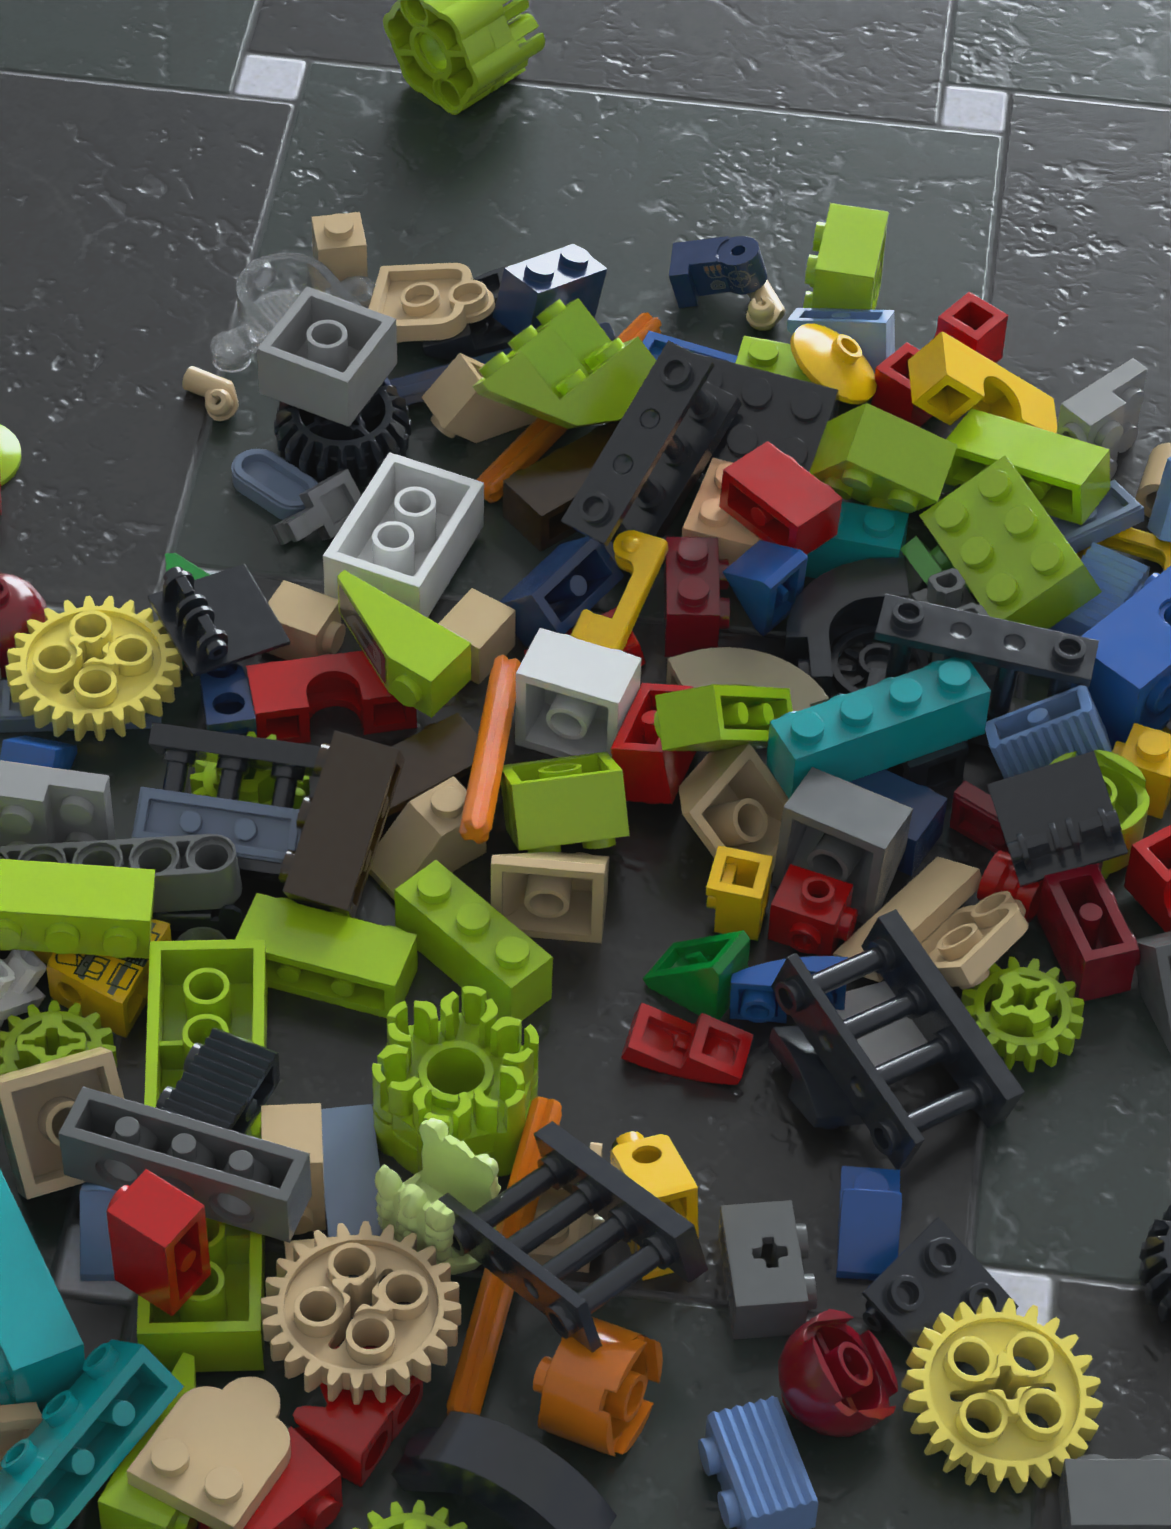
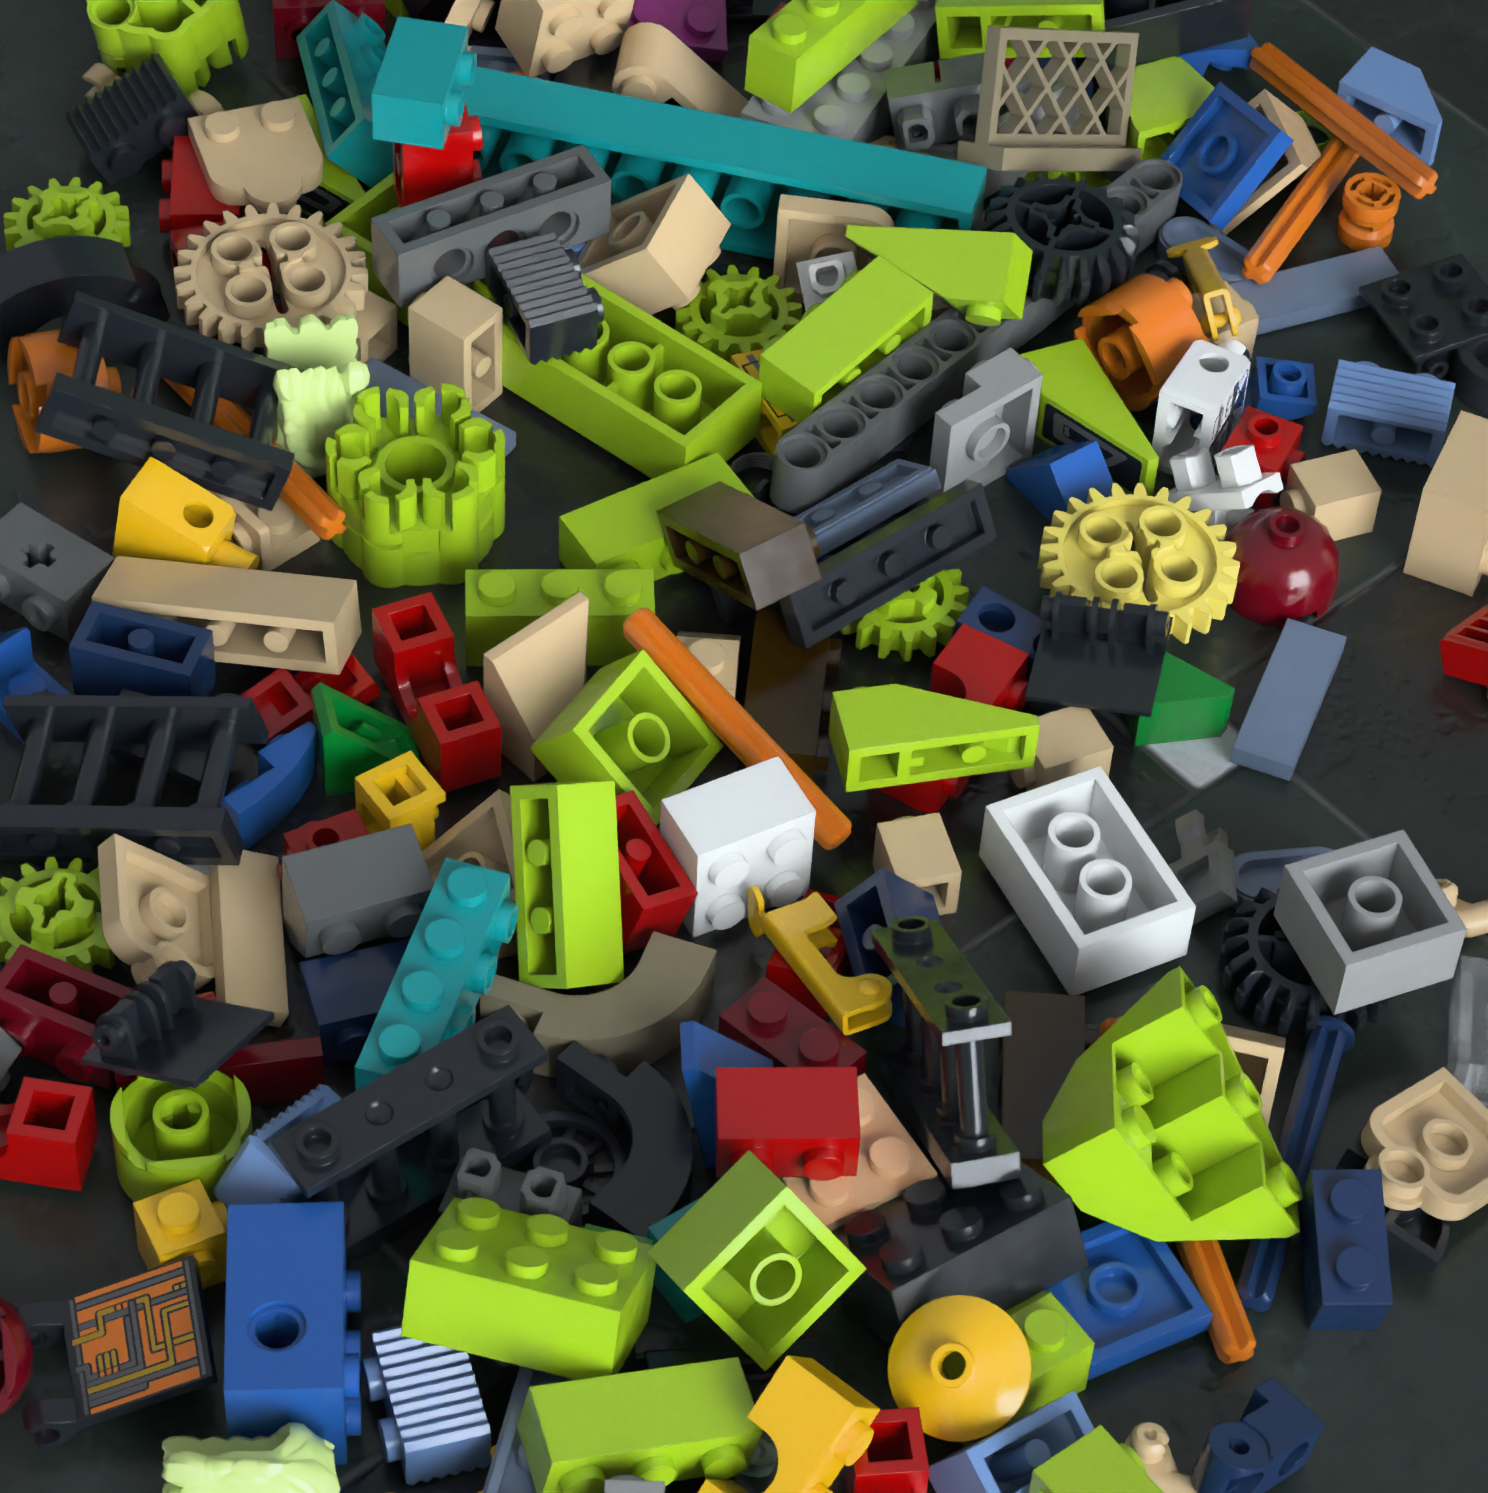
camera: 130 degrees right, 0 degrees up
(110, 564) = (1288, 699): none -> sand blue tile
(148, 1205) = (422, 83): none -> teal brick
(609, 973) = (446, 719): none -> red arch
(687, 1104) = (253, 613): none -> tan brick
(783, 1123) = (141, 654): none -> dark blue brick

